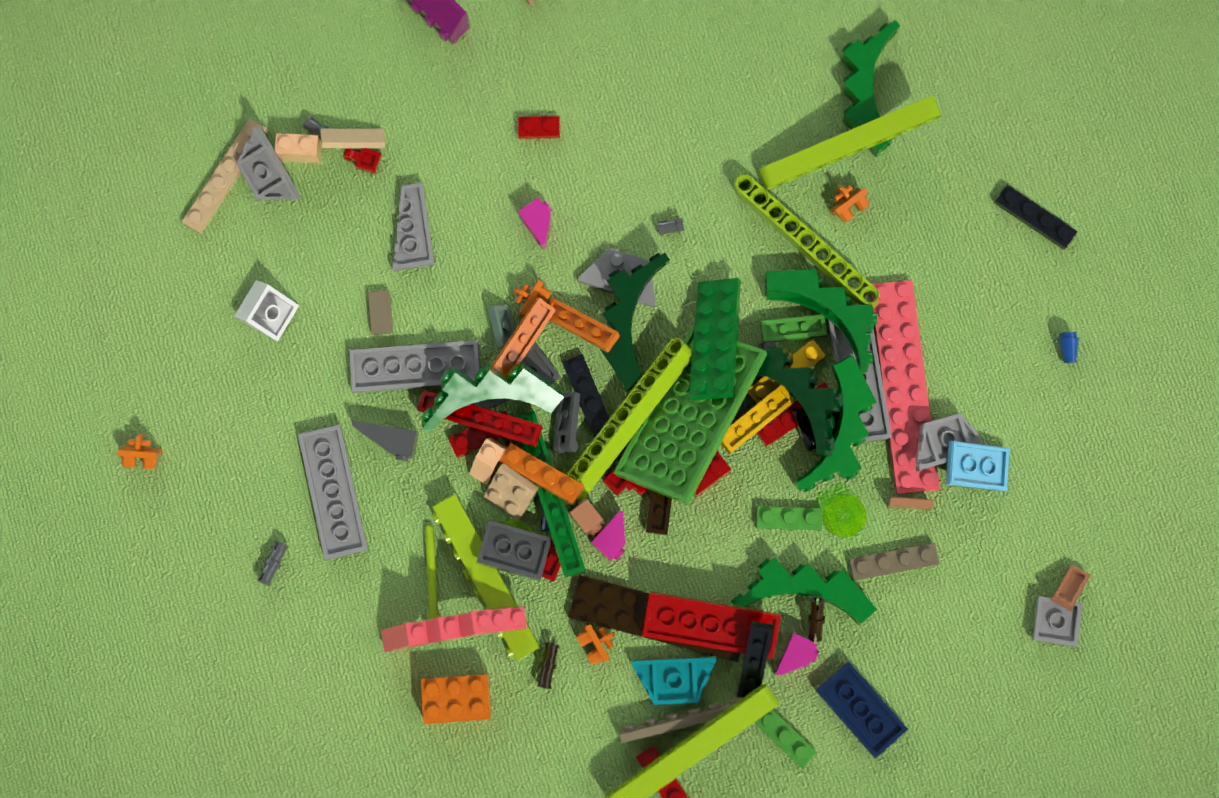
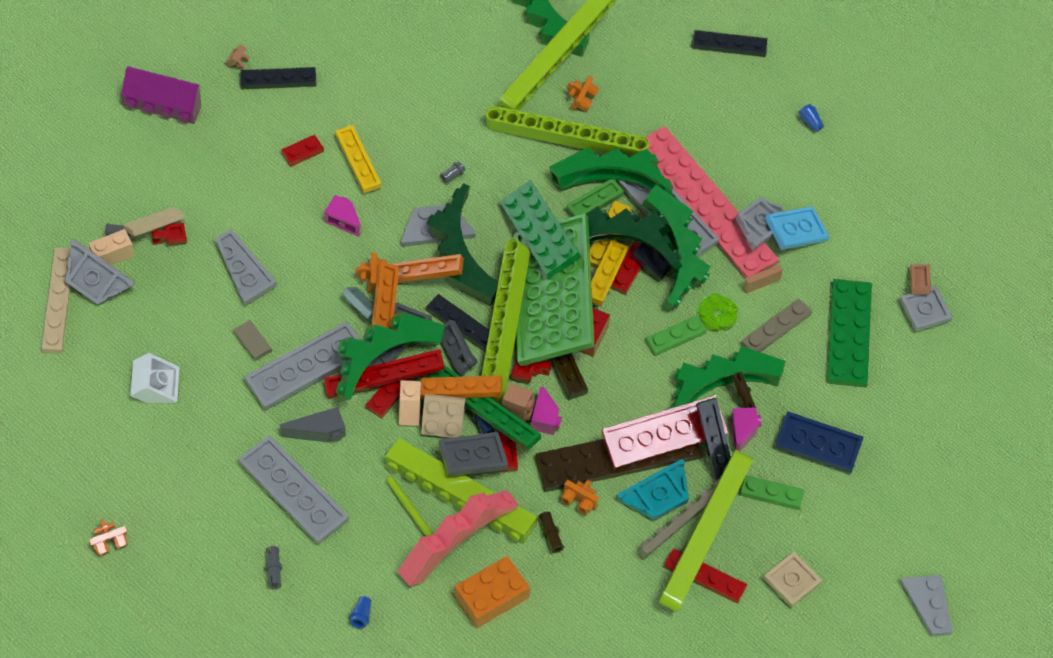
camera: 35 degrees left, 20 degrees down
(326, 653) = (361, 613): none -> blue cone
(559, 33) = (278, 78): none -> black plate
(586, 165) = (358, 159): none -> yellow plate
(964, 606) = (849, 333): none -> green plate

